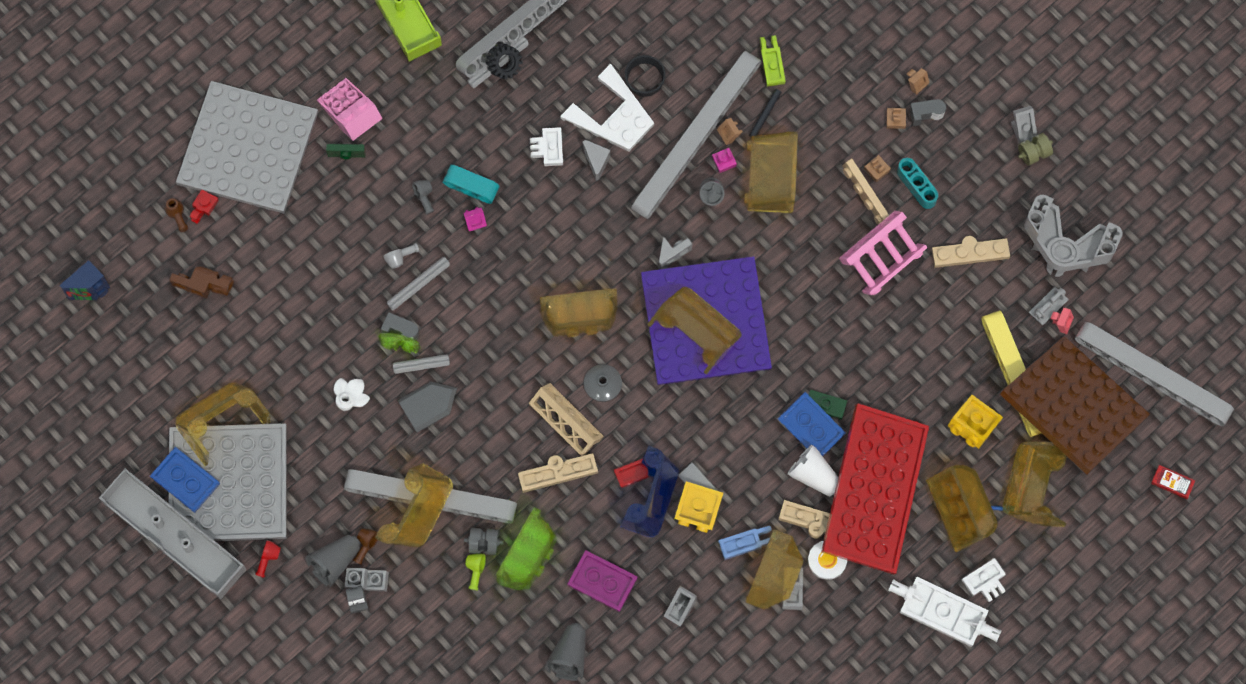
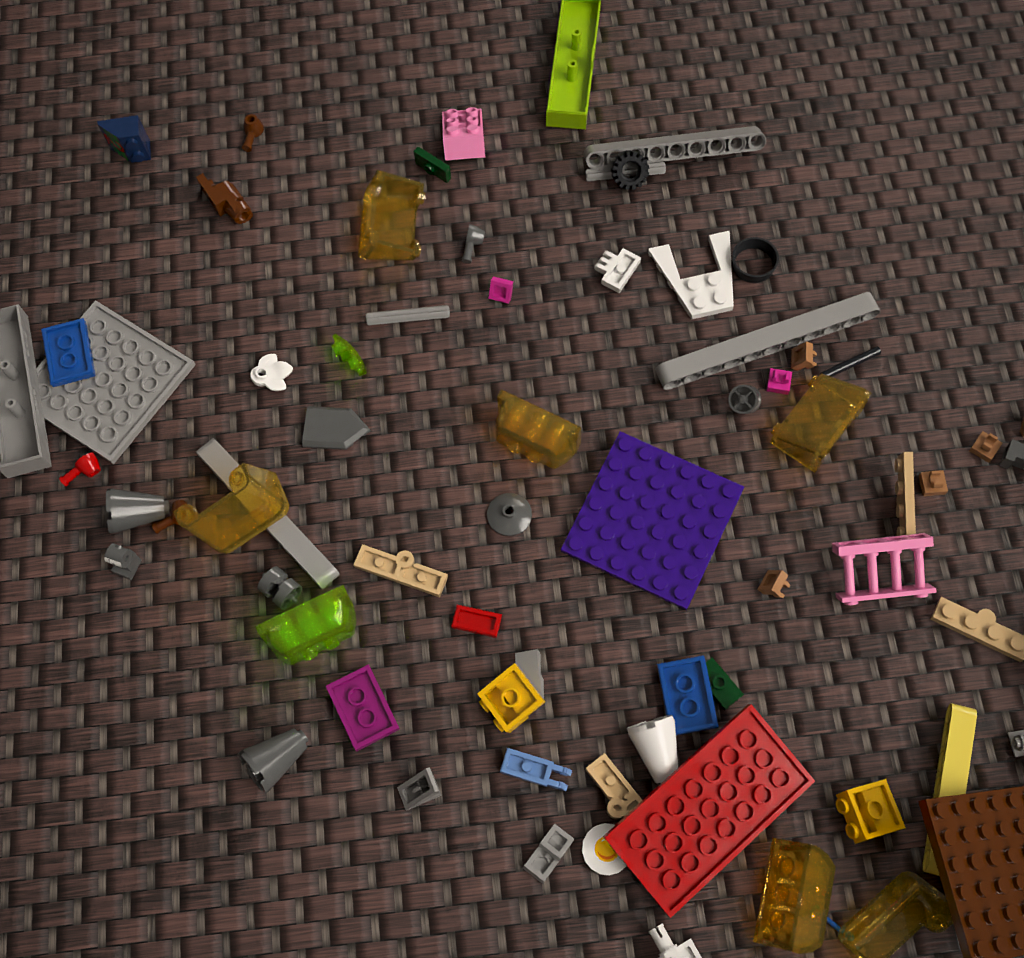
camera: 40 degrees right, 5 degrees down
(192, 421) = (167, 307): clear yellow windscreen -> none
(203, 205) = (279, 138): red plate -> none
(247, 147) = (353, 115): light grey plate -> none
(346, 217) = (390, 218): none -> clear yellow windscreen
(369, 579) = (150, 550): light grey slope -> none
(395, 258) = (404, 279): light grey bar -> none
(400, 326) = (364, 346): dark grey leg -> none
(420, 364) = (354, 387): light grey axle -> none
(471, 184) = (521, 258): teal beam -> none
(476, 563) = (258, 606): lime bar -> none
(567, 416) = (452, 523): tan fence -> none
(597, 157) = (656, 304): light grey slope -> none
(649, 518) = (475, 660): clear blue windscreen -> none
(669, 255) = (661, 435): light grey slope -> none
(699, 323) = (642, 514): clear yellow windscreen -> none
(772, 62) = (890, 321): lime hinge -> none
(776, 572) = (542, 823): clear yellow wedge -> none
(816, 311) = (773, 582): none -> medium nougat tile
(916, 174) = (963, 531): teal beam -> none

